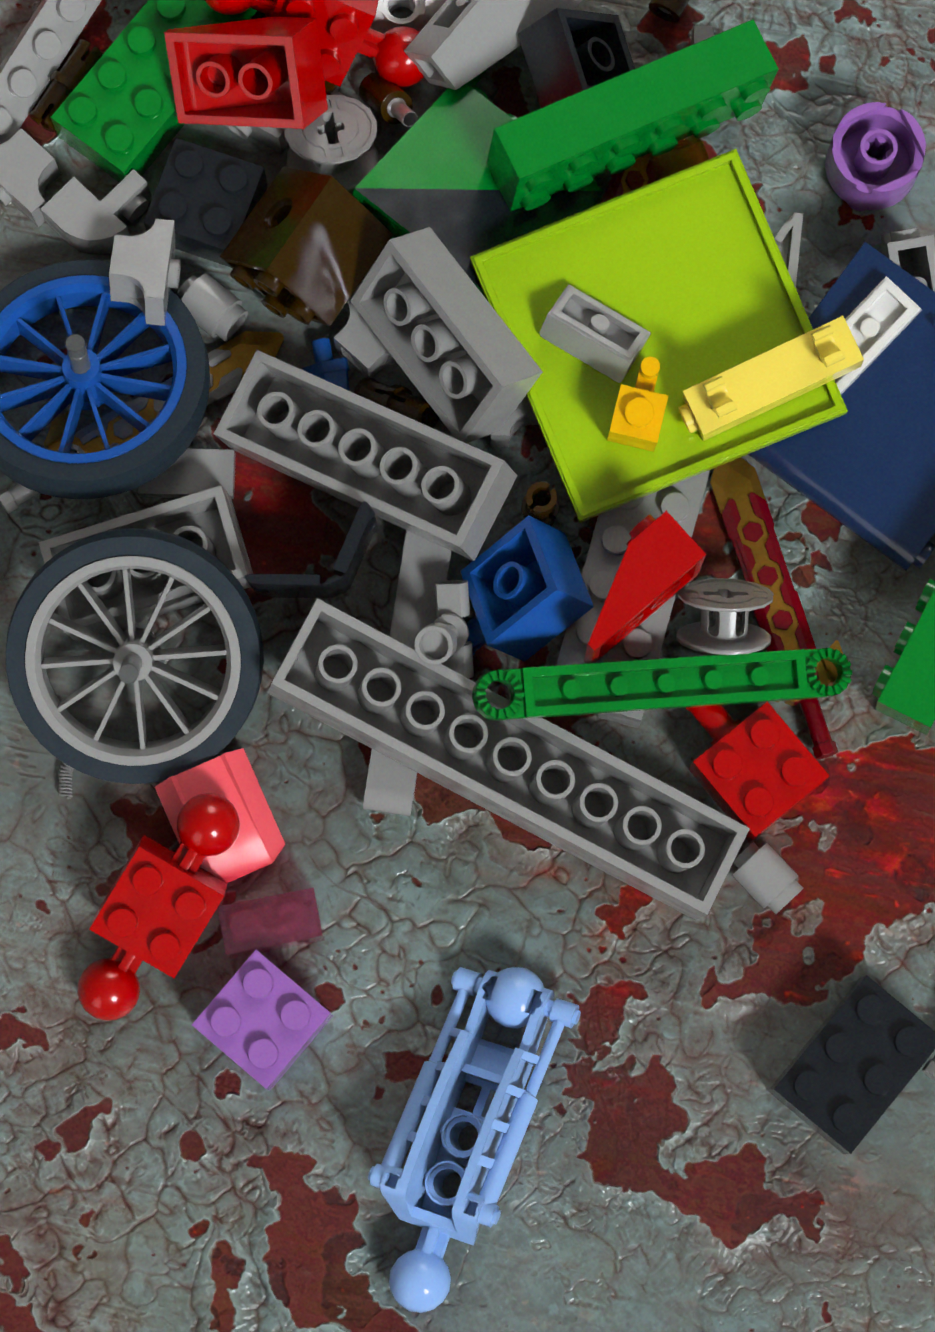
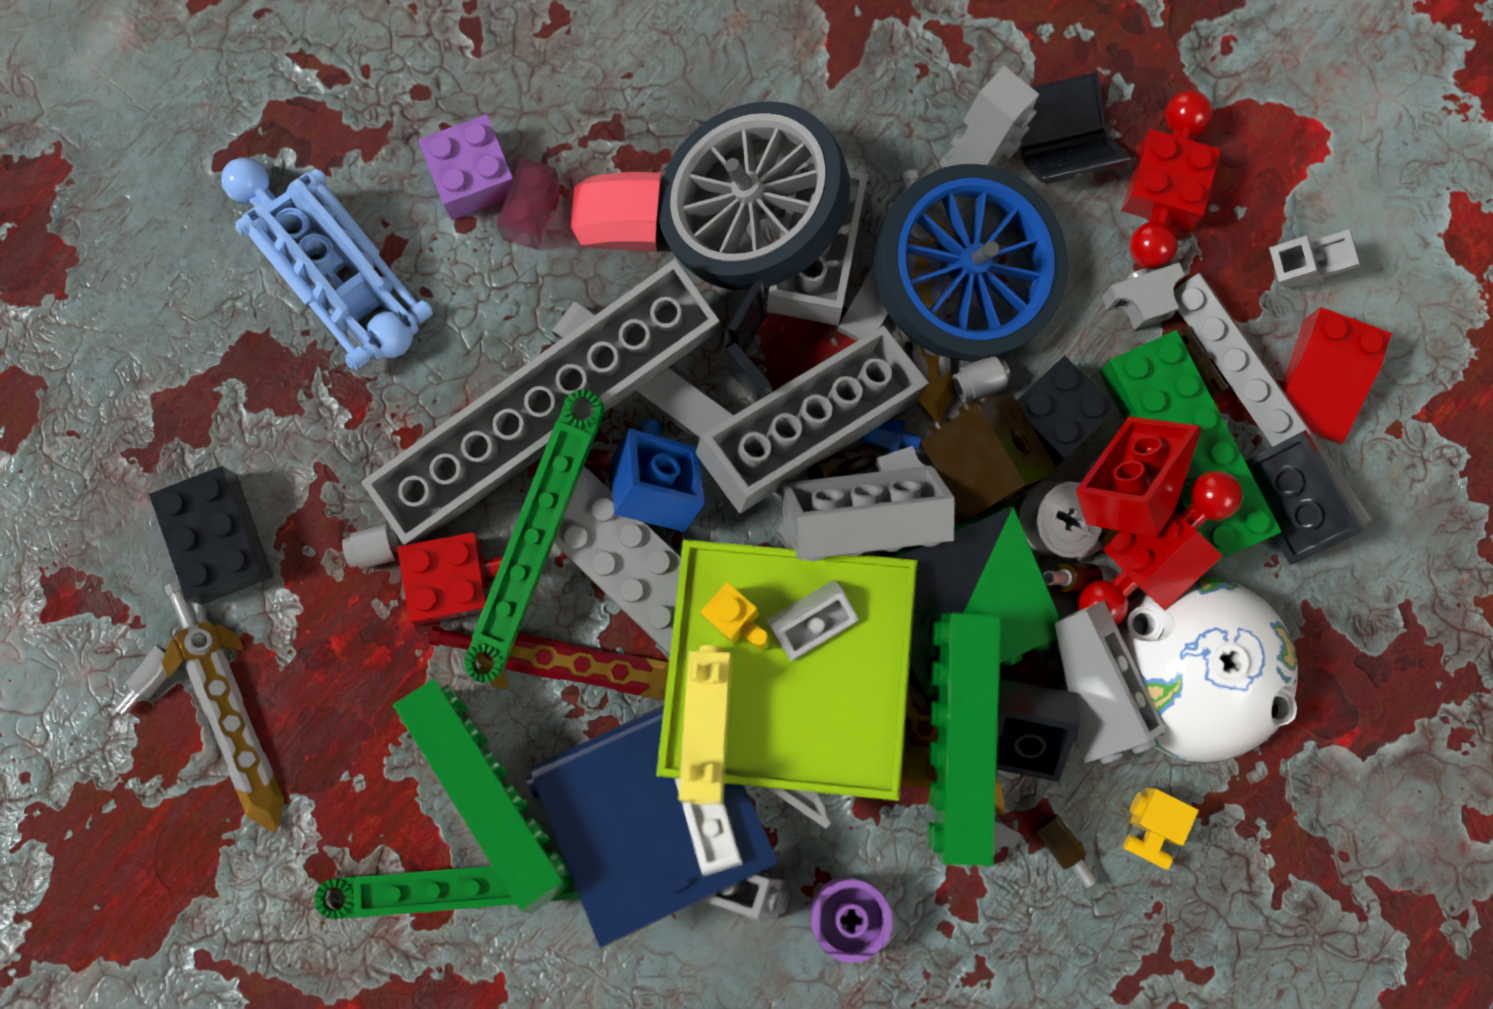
camera: 115 degrees right, 0 degrees up
(92, 223) = (1085, 328): light grey brick -> none
(145, 270) = (1026, 336): light grey brick -> none
(158, 906) = (577, 134): red brick -> none
(447, 636) = (645, 409): light grey bar -> none
(541, 503) = (716, 516): dark brown pin -> none
(653, 569) = (611, 560): red slope -> none
(723, 633) = (563, 611): light grey piece -> none

